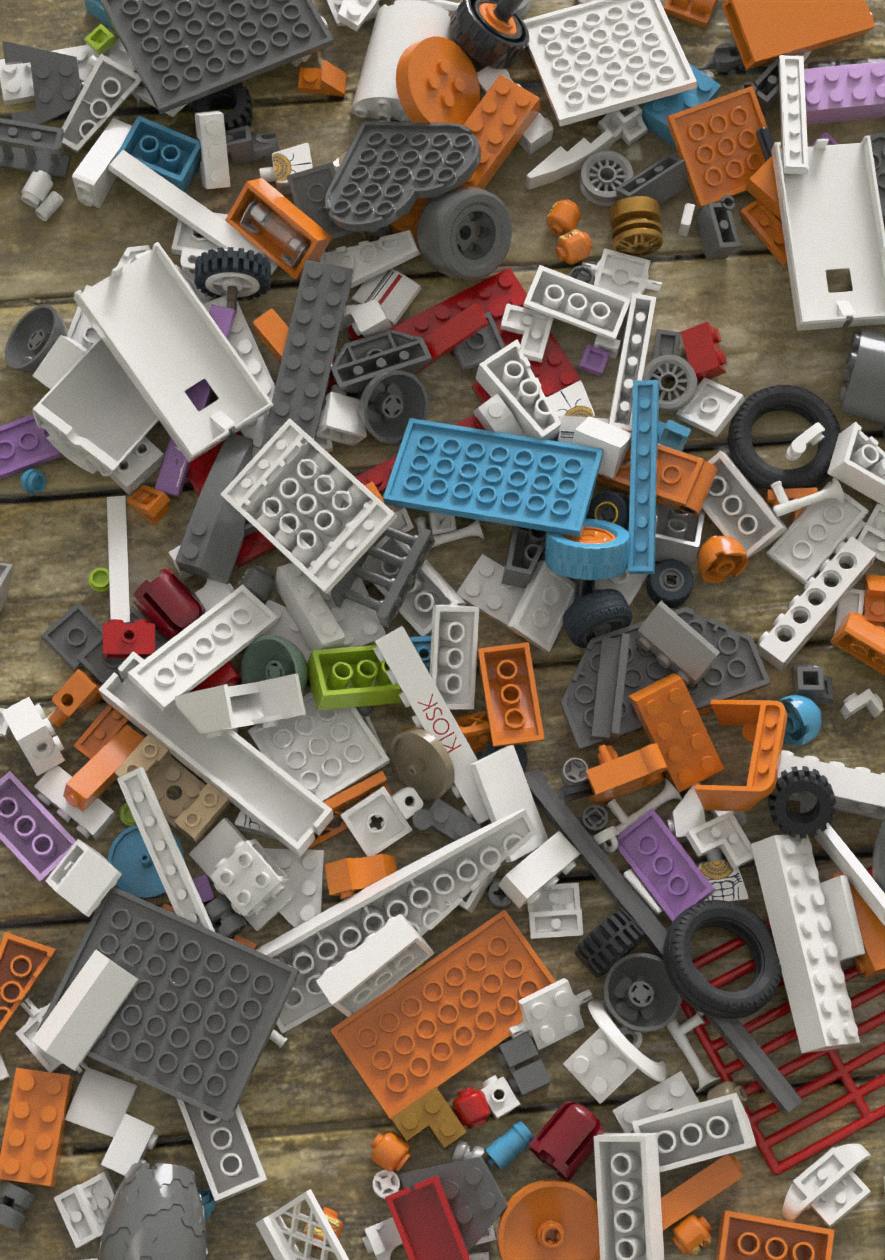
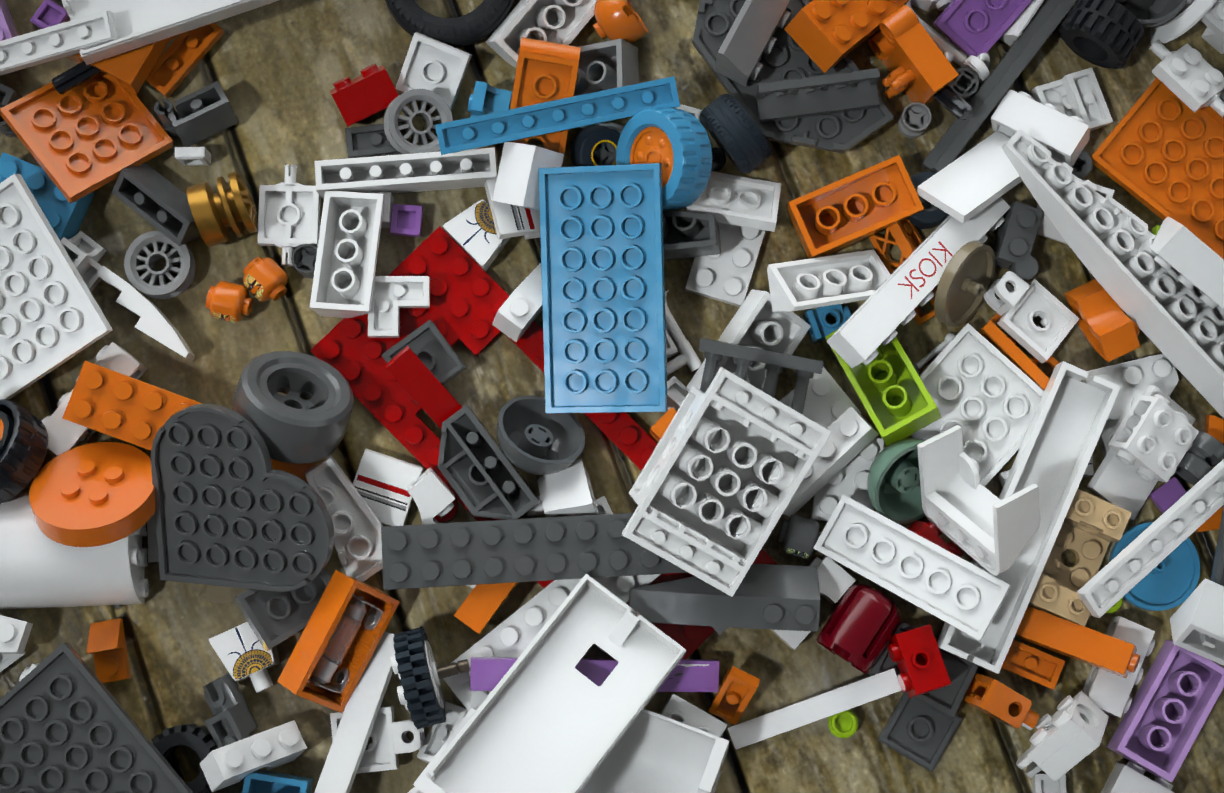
camera: 100 degrees left, 10 degrees up
(515, 383) = (472, 300): white wedge -> none
(673, 591) = (662, 53): black wheel -> none

